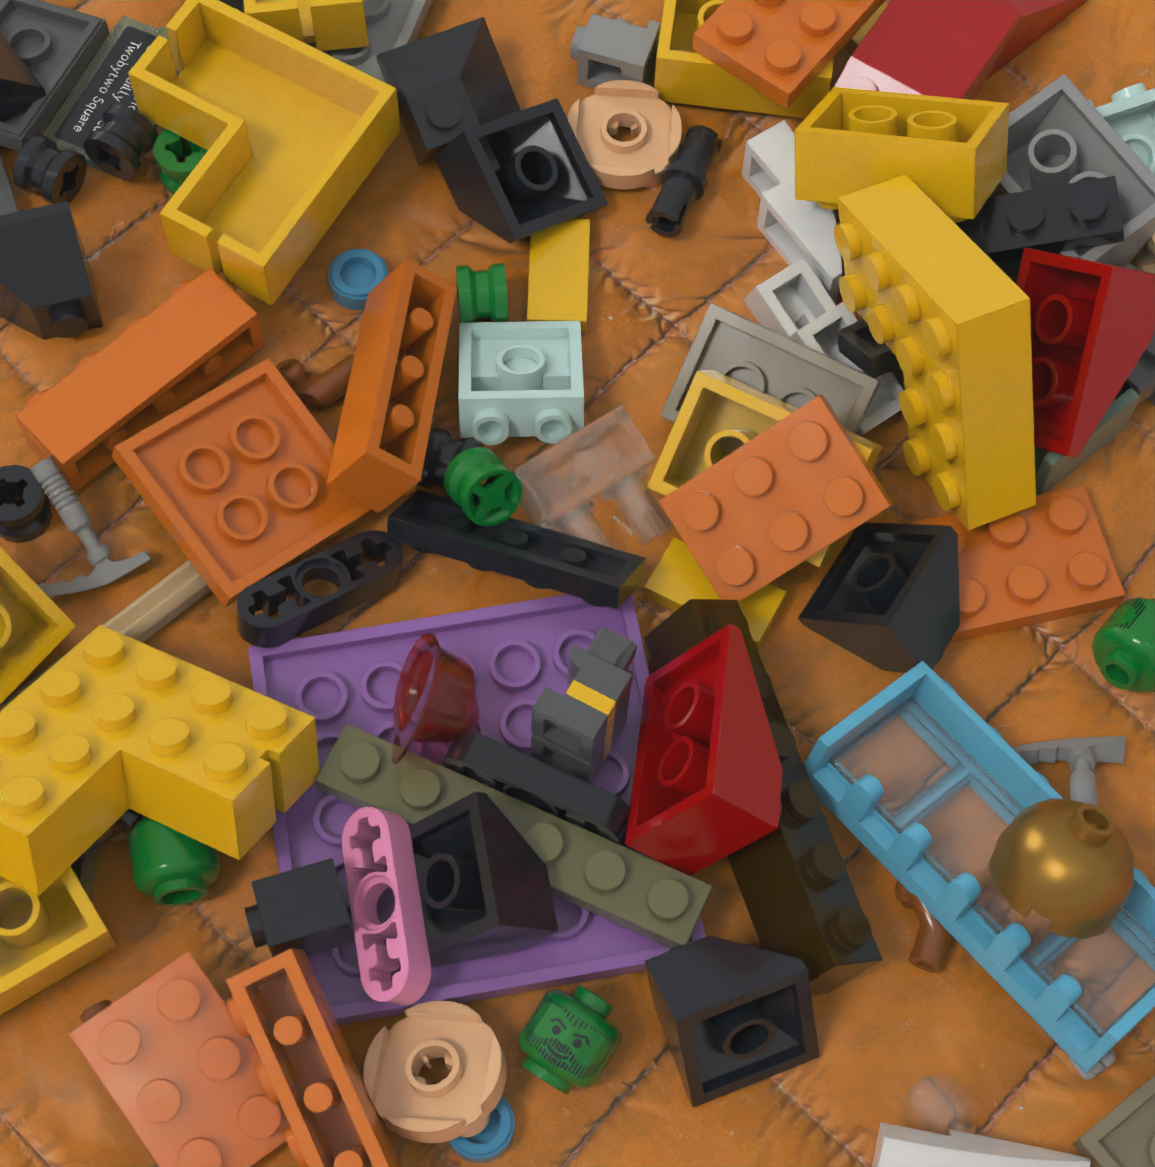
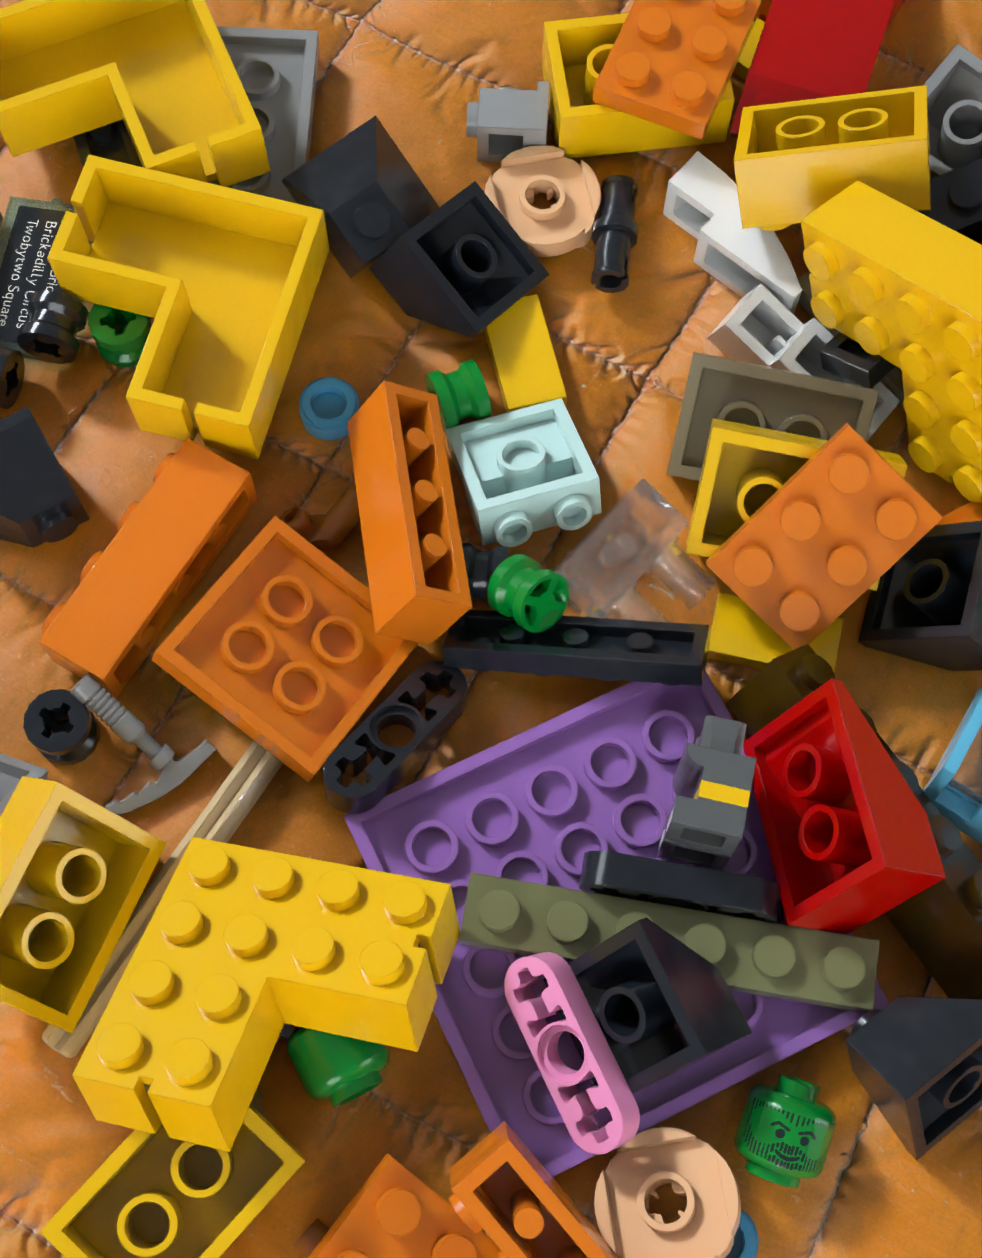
camera: 15 degrees left, 5 degrees up
(300, 910) = (489, 1083): black brick -> none
(433, 697) = (549, 828): clear red piece -> none

